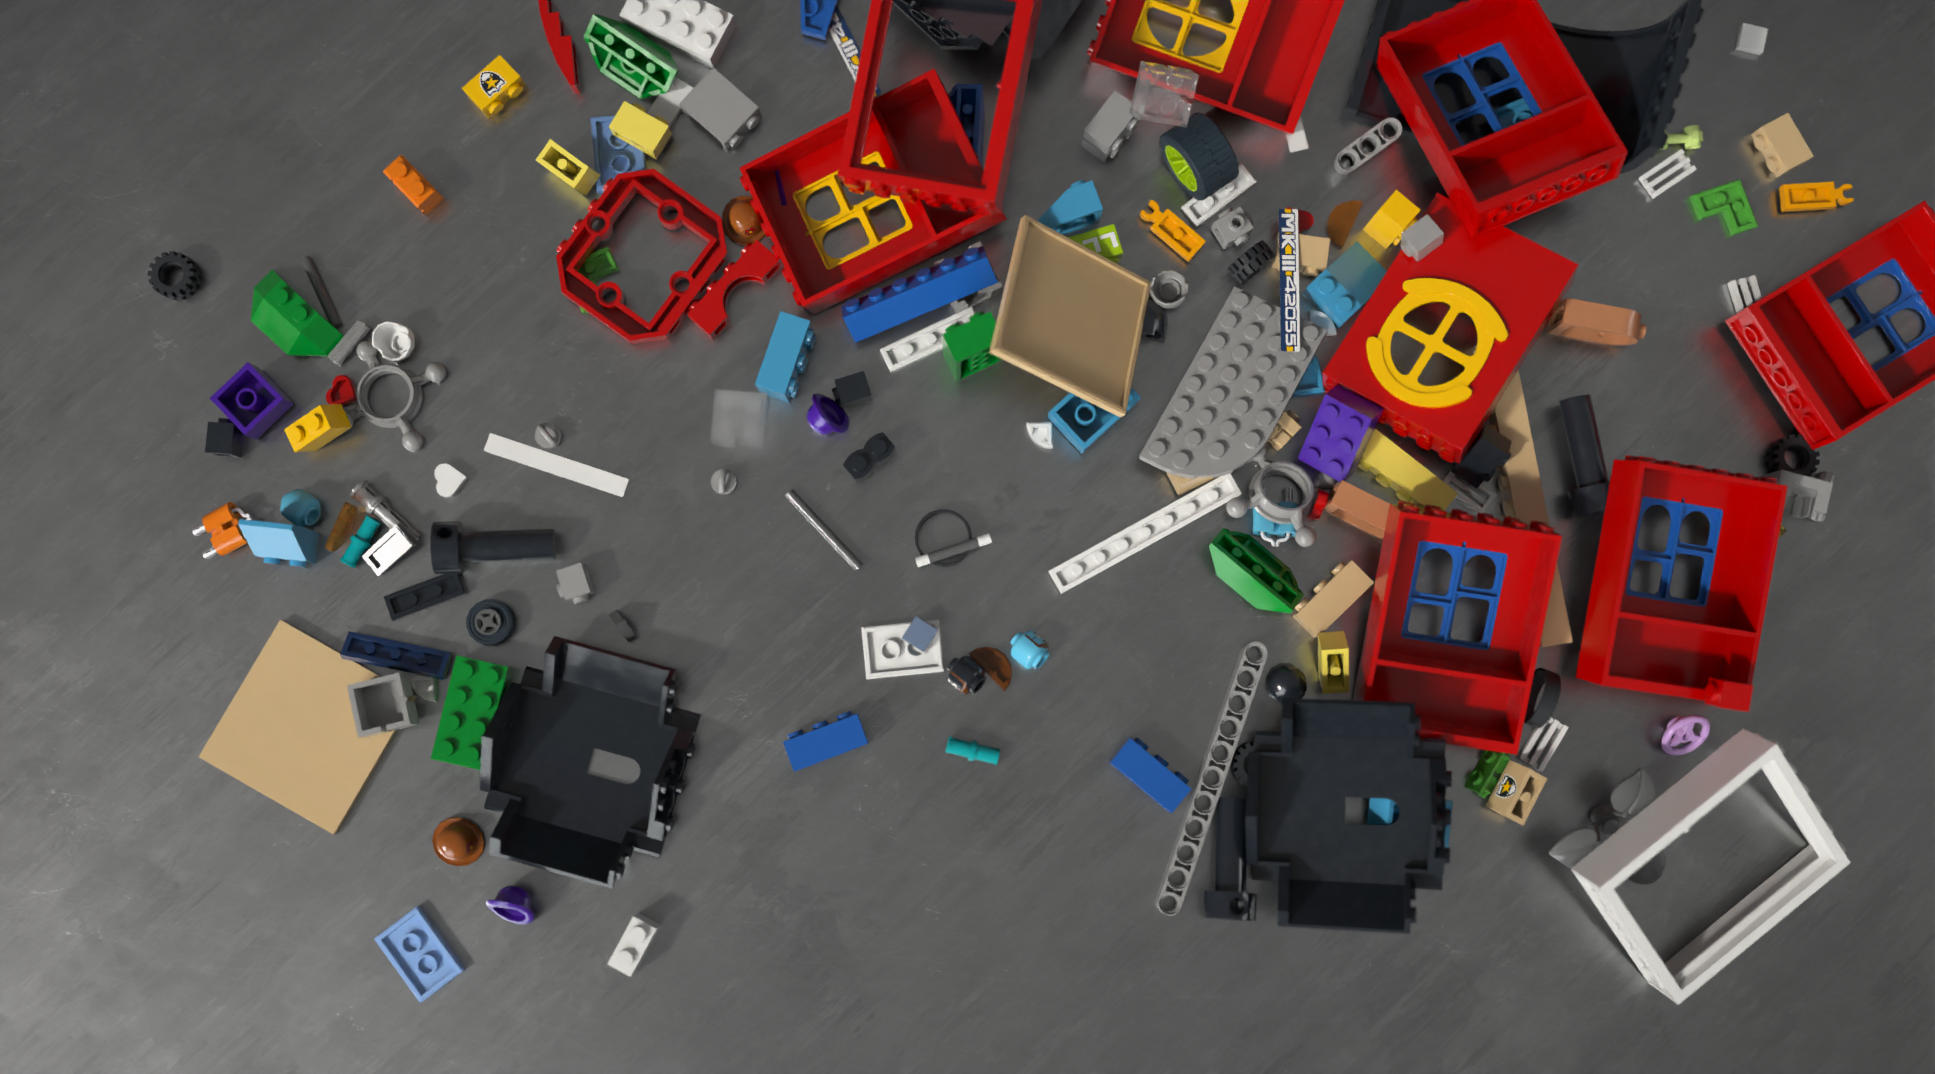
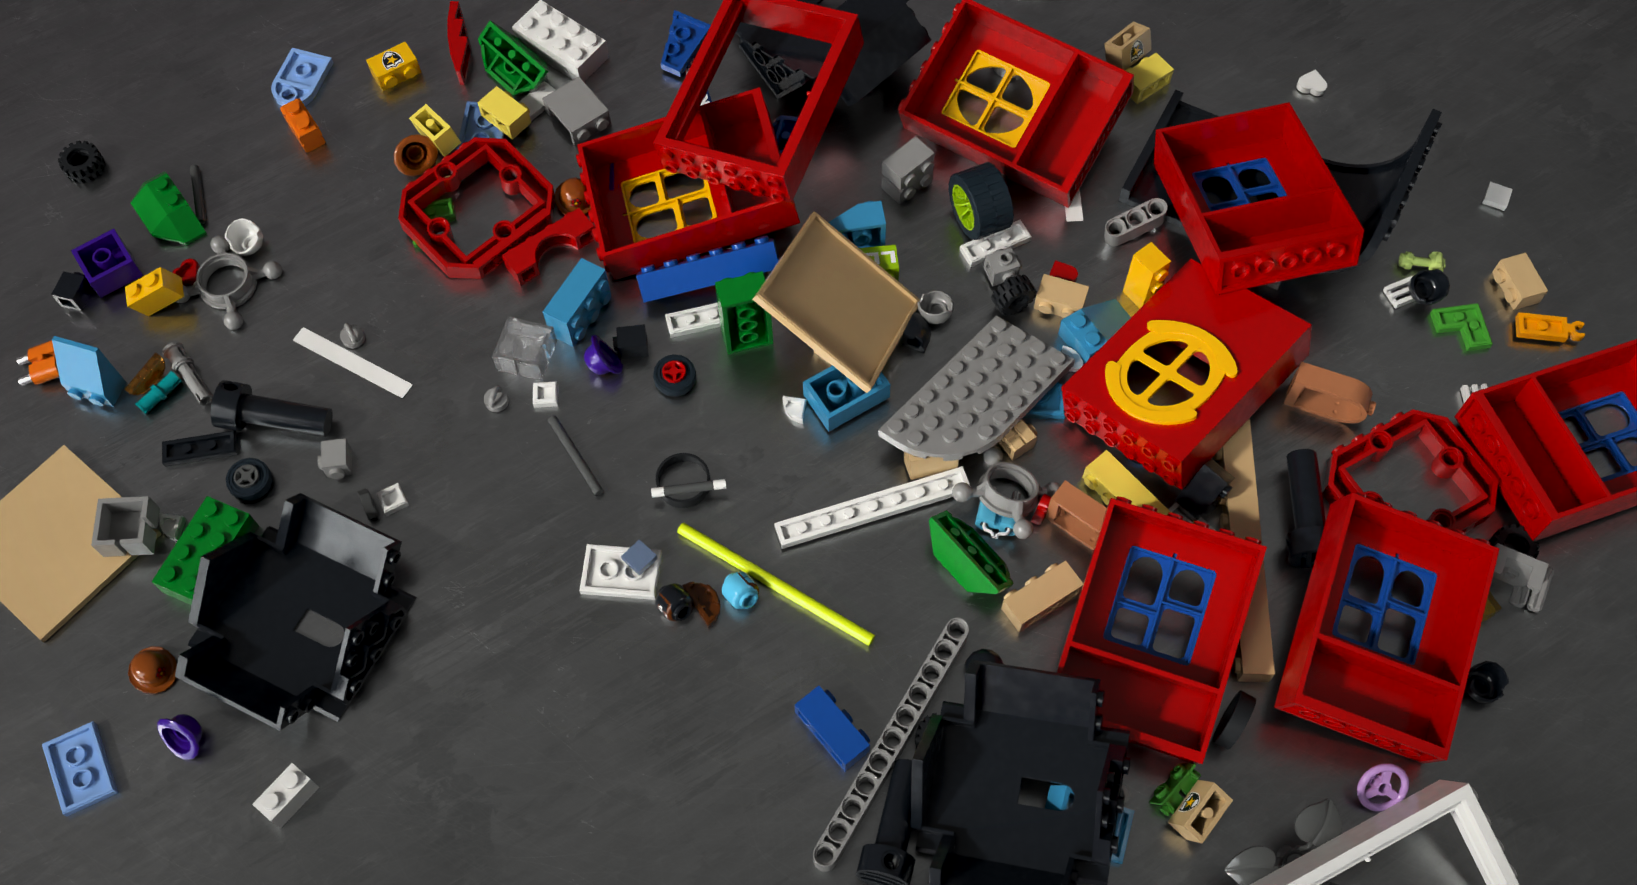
camera: 15 degrees right, 20 degrees down
(300, 508) = (118, 354): medium azure head -> none
(349, 342) = (206, 235): light grey axle -> none
(388, 116) = (301, 76): none -> light blue tile
(389, 549) = (180, 402): tile -> none
(396, 655) = (163, 494): dark blue plate -> none
(449, 480) = (253, 357): white tile -> none
(553, 202) = (415, 155): none -> dark orange hat
(646, 614) = (392, 499): none -> white tile
(774, 465) = (545, 394): none -> white tile
(825, 741) = (525, 639): blue brick -> none
(863, 462) = (636, 397): black brick -> none
(904, 411) = (674, 366): none -> black wheel
(972, 750) = (664, 674): teal pin -> none
(1061, 633) = (776, 584): none -> neon yellow piece
(1159, 93) = (953, 140): clear piece -> none
(1173, 231) = (949, 263): light orange plate -> none
(1289, 280) = (1045, 313): sticker -> none
(1333, 662) = (1032, 644): light yellow brick -> none
(1340, 433) = (1070, 442): dark purple brick -> none
(1341, 221) = (1104, 280): clear orange tile -> none
(1421, 238) = (1169, 287): light grey brick -> none
(1562, 729) = (1249, 755): white tile -> none
(1689, 174) = (1429, 286): none -> black hair
(1717, 353) = (1444, 443): none -> red panel
(1728, 694) = (1425, 737): red brick -> none
(1779, 609) = (1486, 682): none -> black hair

